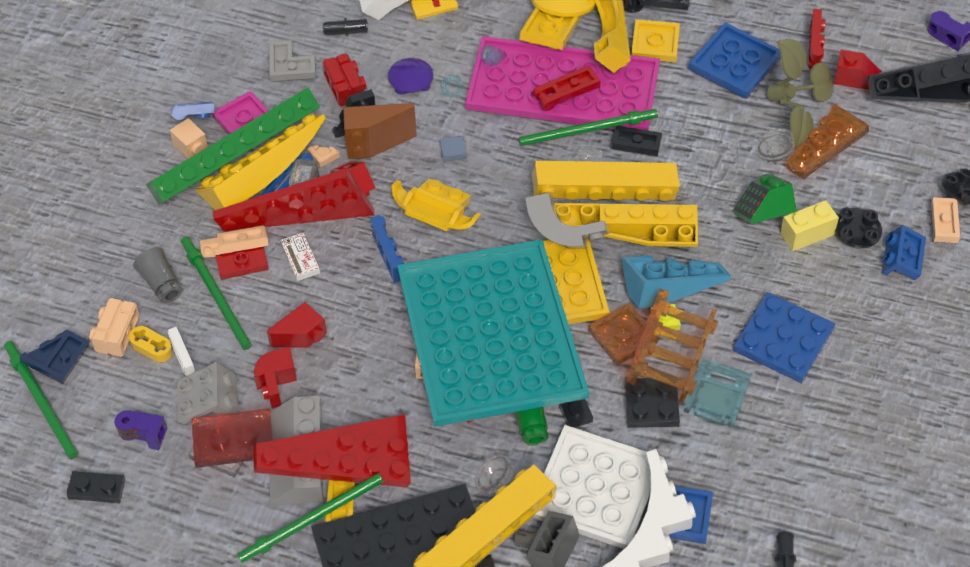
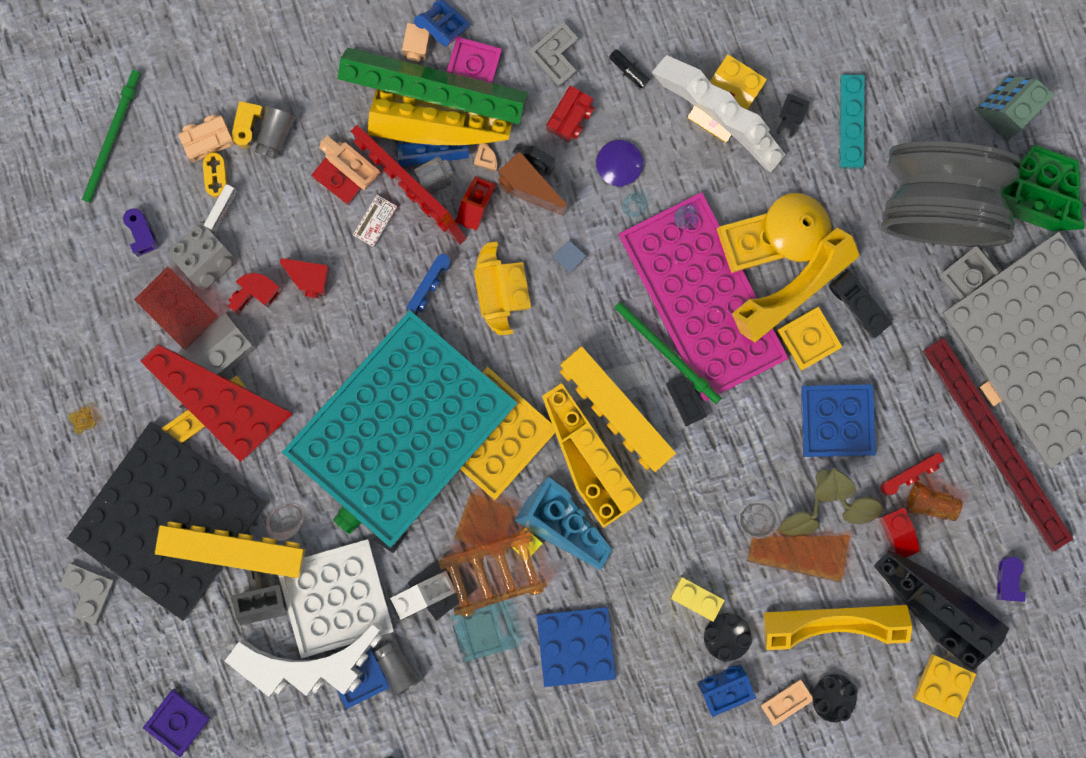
camera: 50 degrees right, 30 degrees up
(57, 356) = (151, 118): dark blue wing -> none
(95, 487) = (74, 239): black plate -> none
(128, 288) = (245, 124): none -> yellow leg
(196, 259) = (313, 143): green bar -> none
(263, 545) = (116, 398): green bar -> none
(544, 217) = (533, 410): light grey arch -> none
(566, 87) = (692, 307): red plate -> none
(648, 414) = (423, 595): none -> white bracket
(700, 475) = (396, 669): none -> flat silver plant
(766, 199) = (689, 550): green slope -> none
(849, 37) = (933, 503): none -> clear orange plant
(883, 177) = (883, 623): none -> yellow arch

